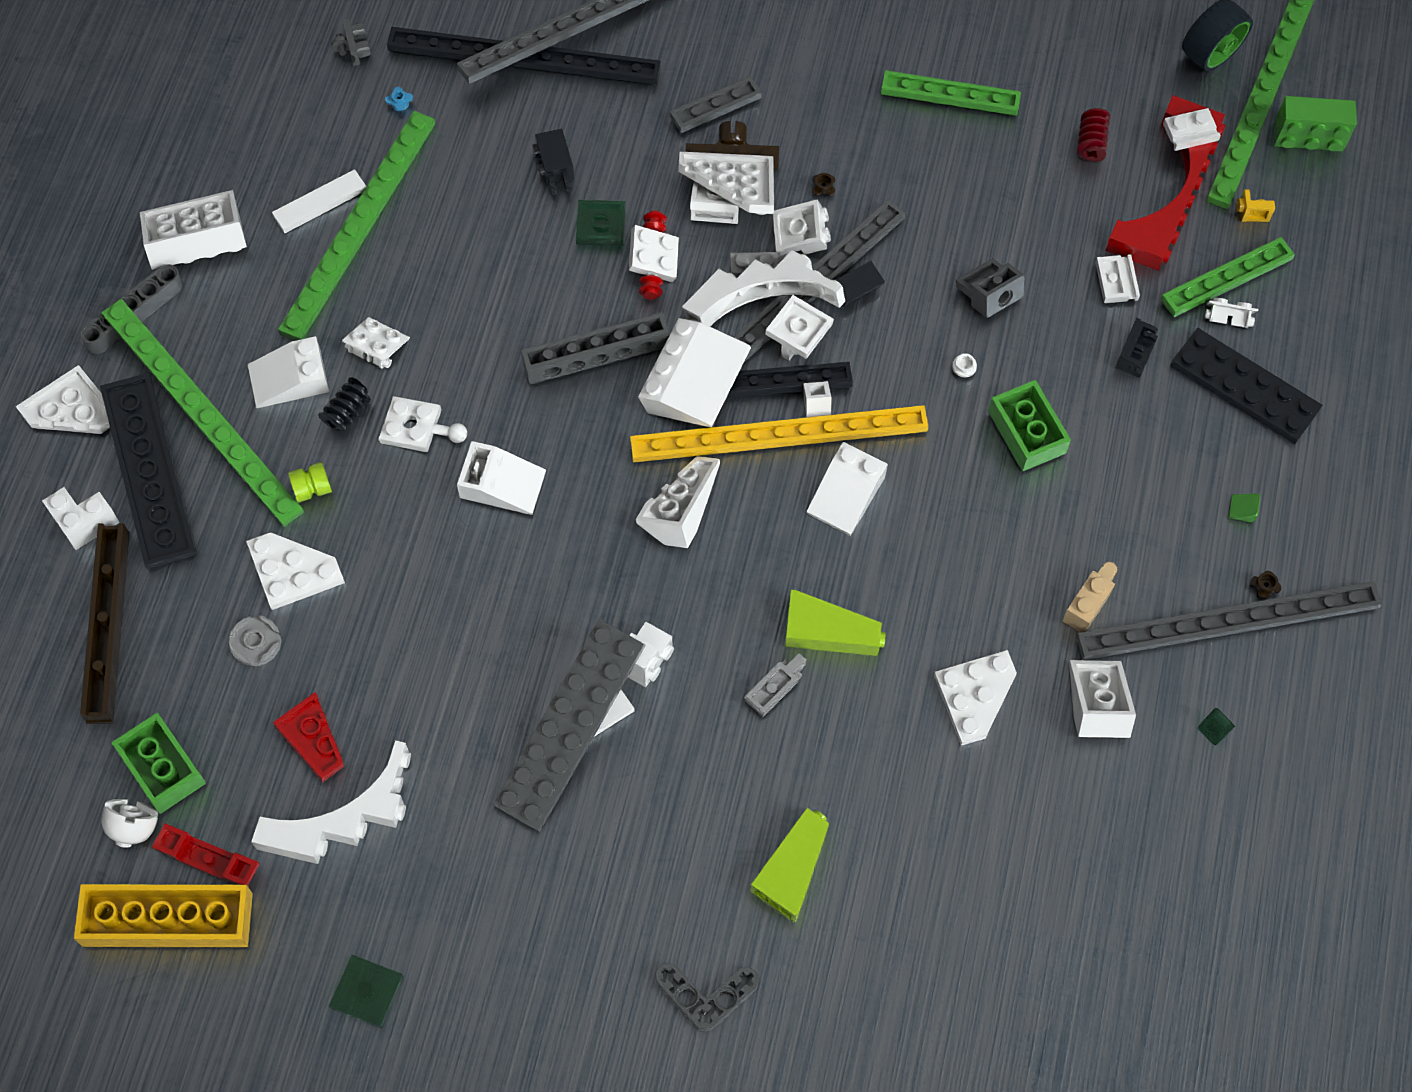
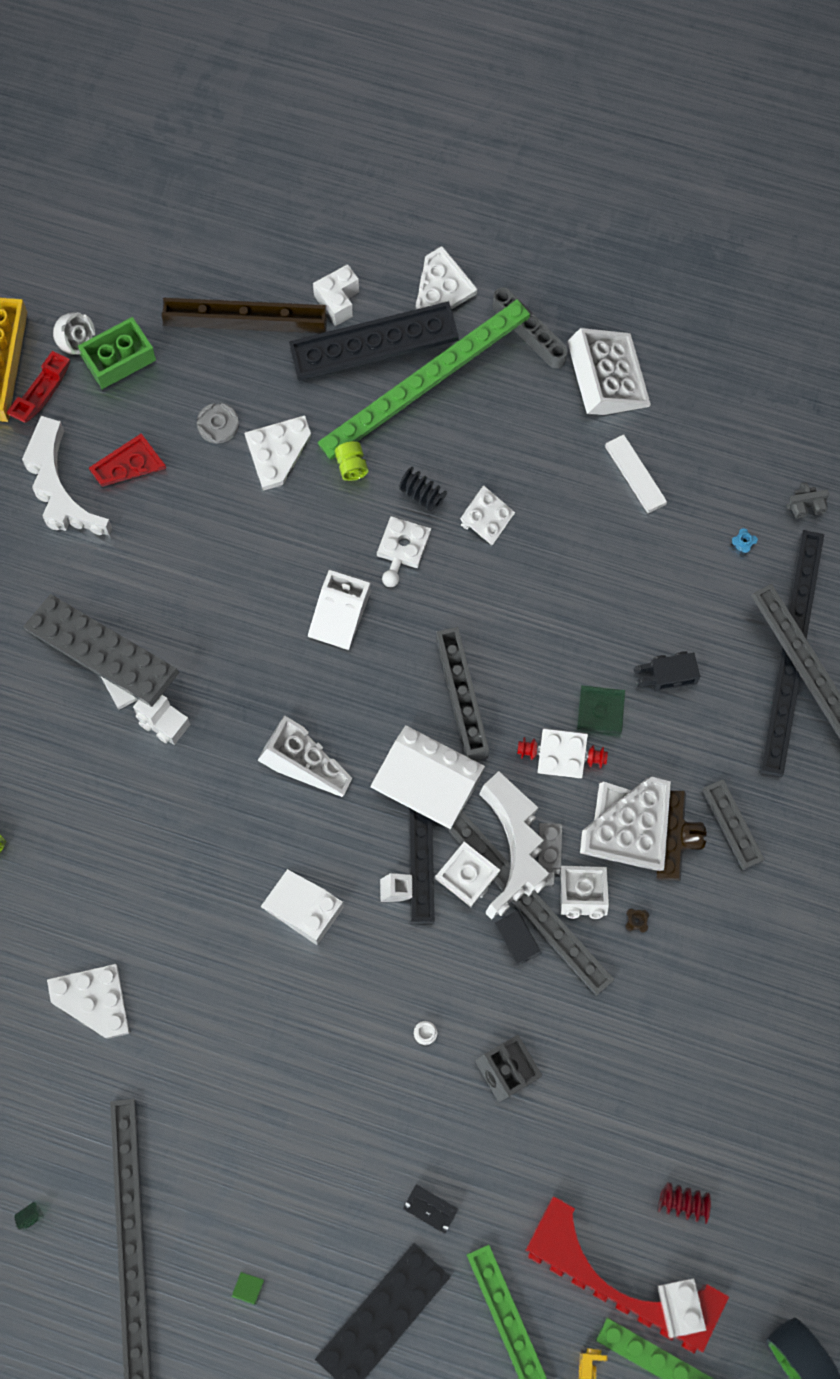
camera: 95 degrees right, 5 degrees up
(288, 373) = (459, 449): white slope -> none
(356, 227) = (612, 505): bright green plate -> none
(775, 685) = (122, 825): light grey hinge -> none
(778, 433) = (366, 855): yellow plate -> none
(828, 627) = (168, 875): lime slope -> none
(951, 92) = (743, 1061): bright green plate -> none
(1029, 425) = (349, 1082): bright green brick -> none
(1091, 598) = (166, 1116): tan hinge -> none
(1101, 699) = (70, 1110): white slope -> none
(1117, 278) = (512, 1201): white plate -> none
(1221, 310) = (464, 1327): white hinge -> none
(1269, 578) = (157, 1292): dark brown plate -> none

